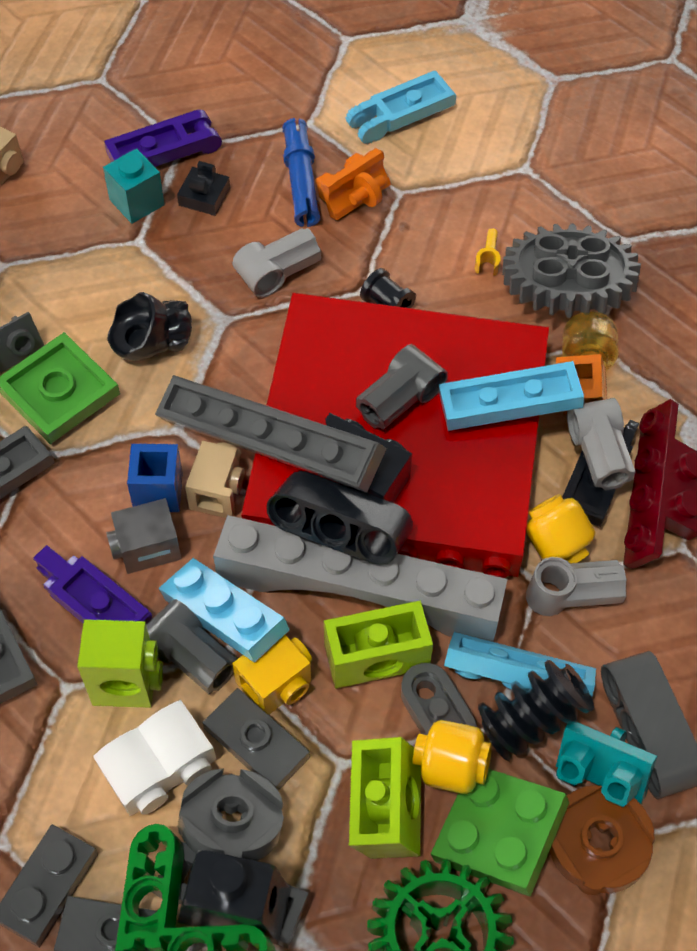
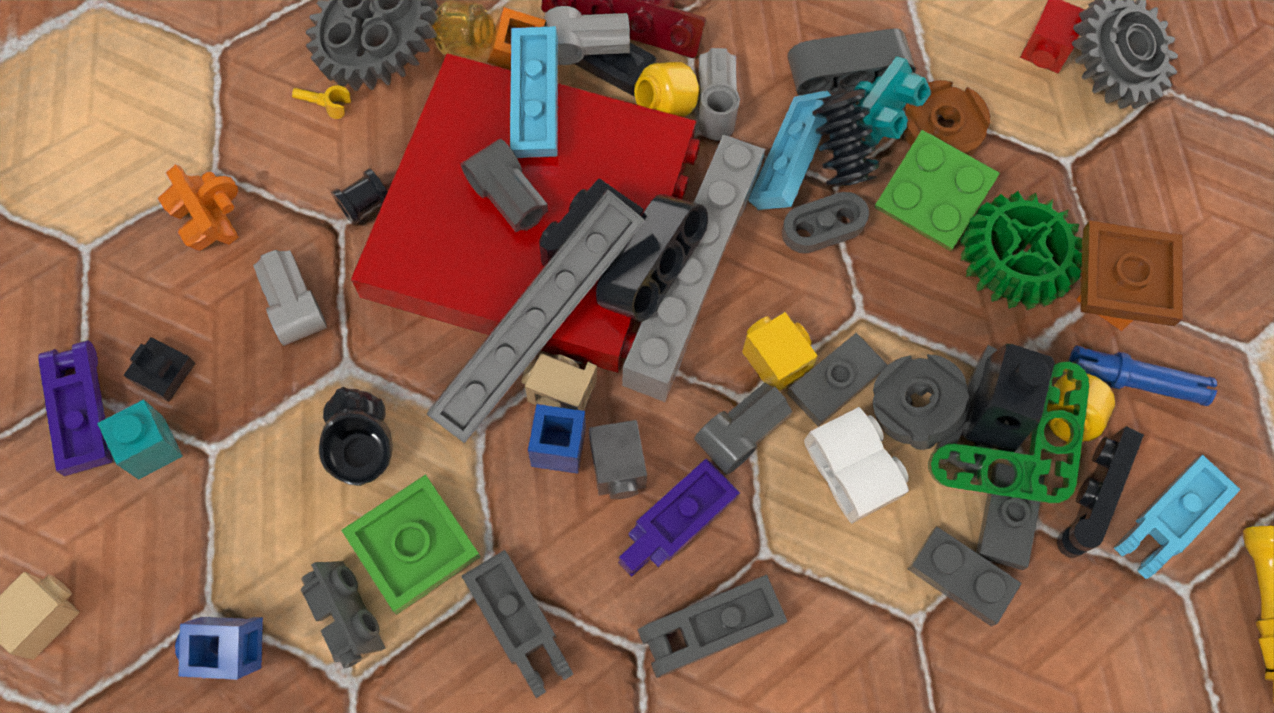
camera: 85 degrees left, 10 degrees up
(119, 663) = (772, 482): lime brick -> none
(226, 609) = (714, 386): medium azure plate -> none
(299, 159) = (148, 260): blue pin -> none
(377, 643) = (768, 255): lime brick -> none
(385, 799) = (914, 269): lime brick -> none
(401, 106) = (96, 144): medium azure hinge -> none
(453, 756) = (888, 205): yellow head -> none

